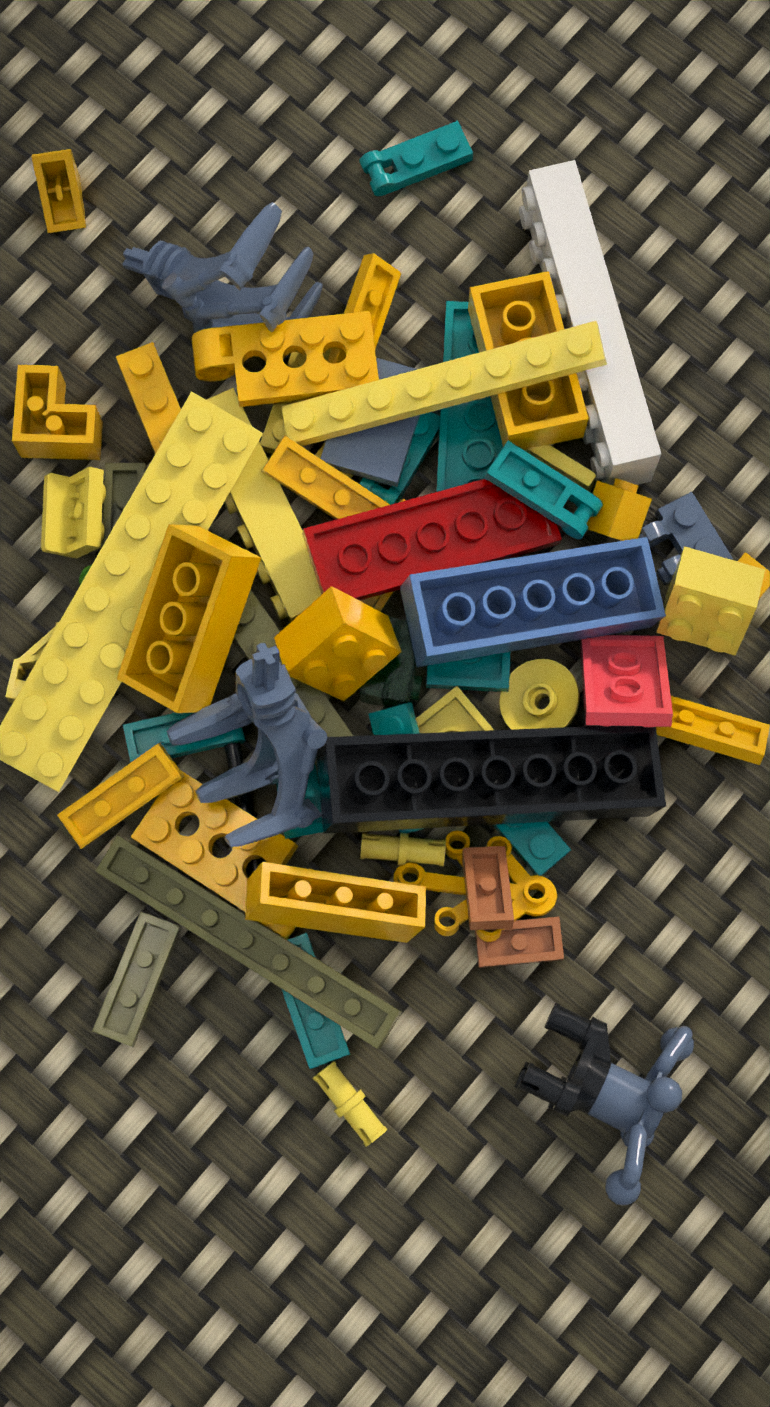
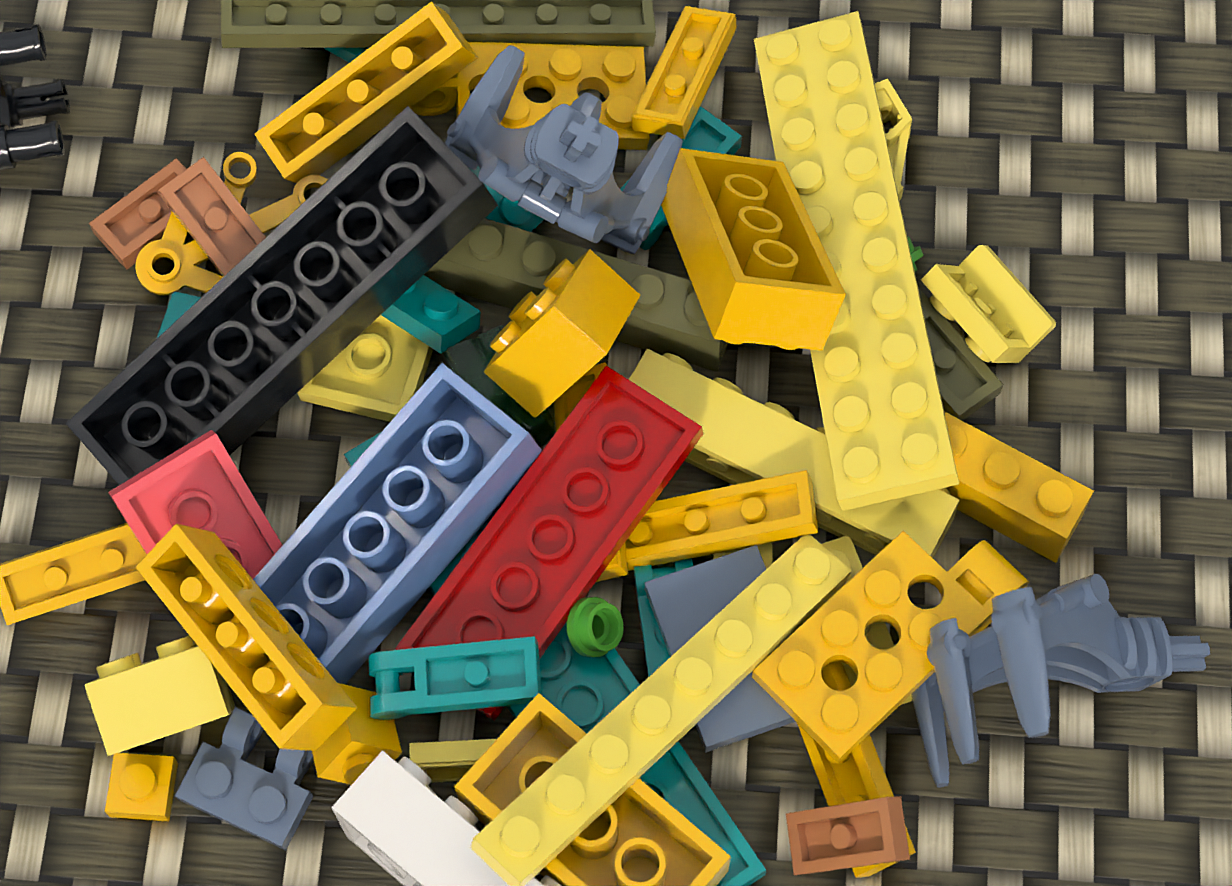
camera: 145 degrees right, 10 degrees down
(46, 424) = (1105, 372): yellow brick -> none
(393, 282) = (847, 836): none -> nougat plate
(443, 475) = (594, 627): none -> bright green plate
(529, 685) = (296, 446): light yellow dish -> none
(649, 573) = (246, 638): none -> yellow brick

